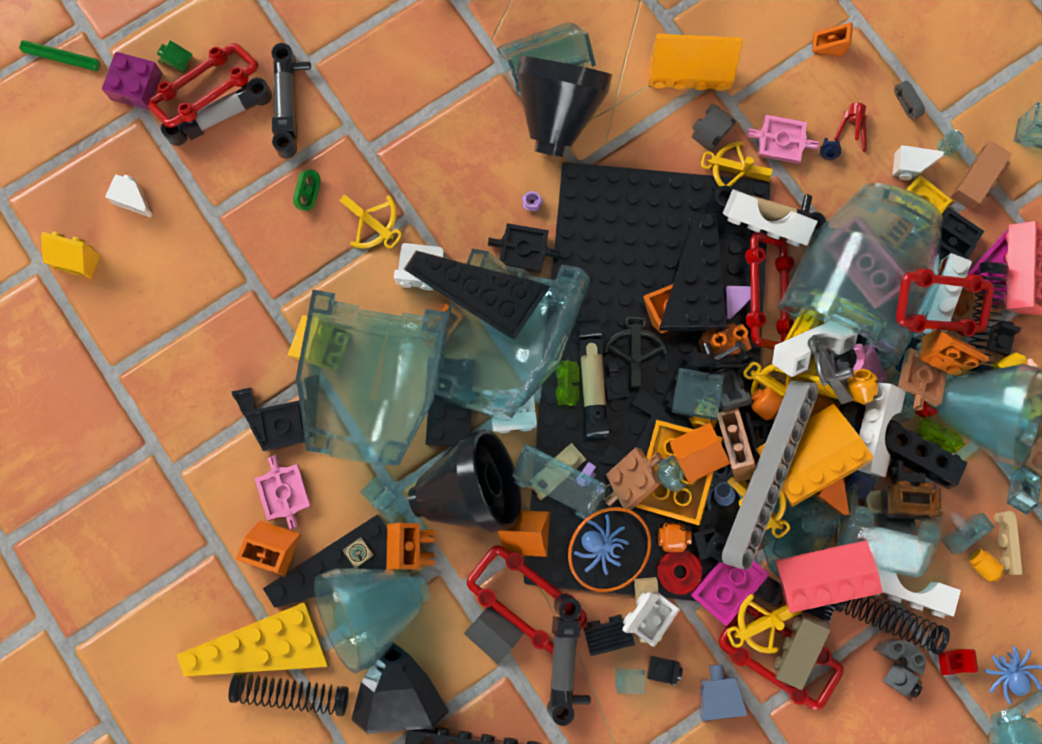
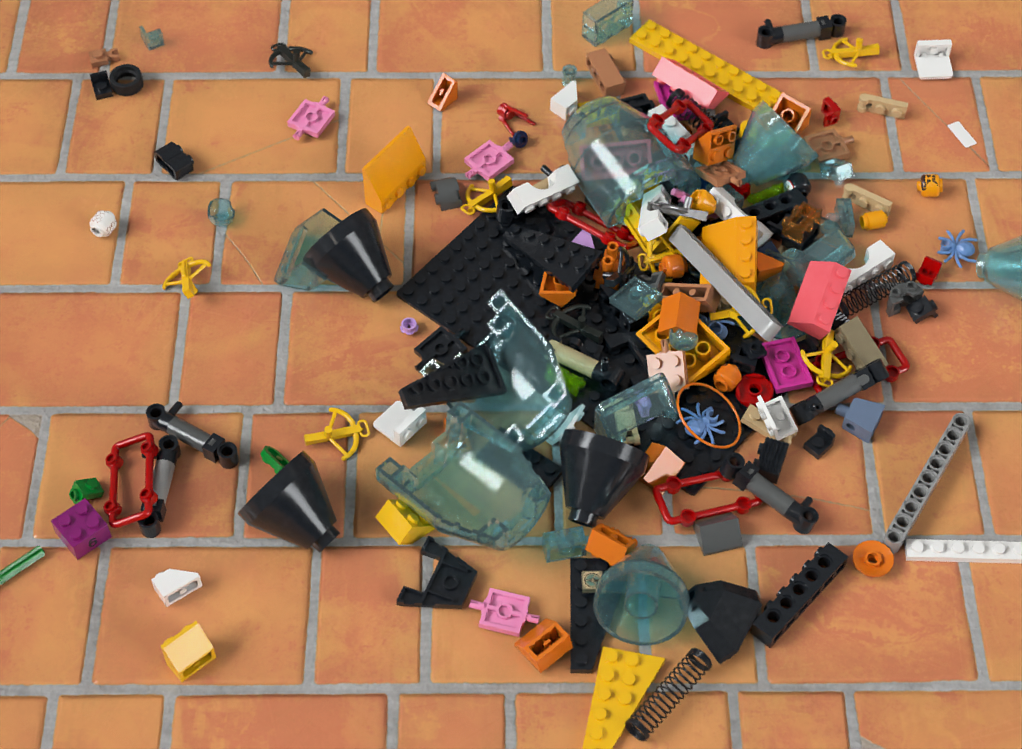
camera: 55 degrees left, 25 degrees down
(253, 240) = (294, 506): none -> black cone
(630, 680) = (811, 465): clear light blue panel -> none
(758, 674) = (839, 391): none -> piece
(909, 100) = (520, 79): dark grey beam -> none
(978, 461) = (799, 181): none -> black head

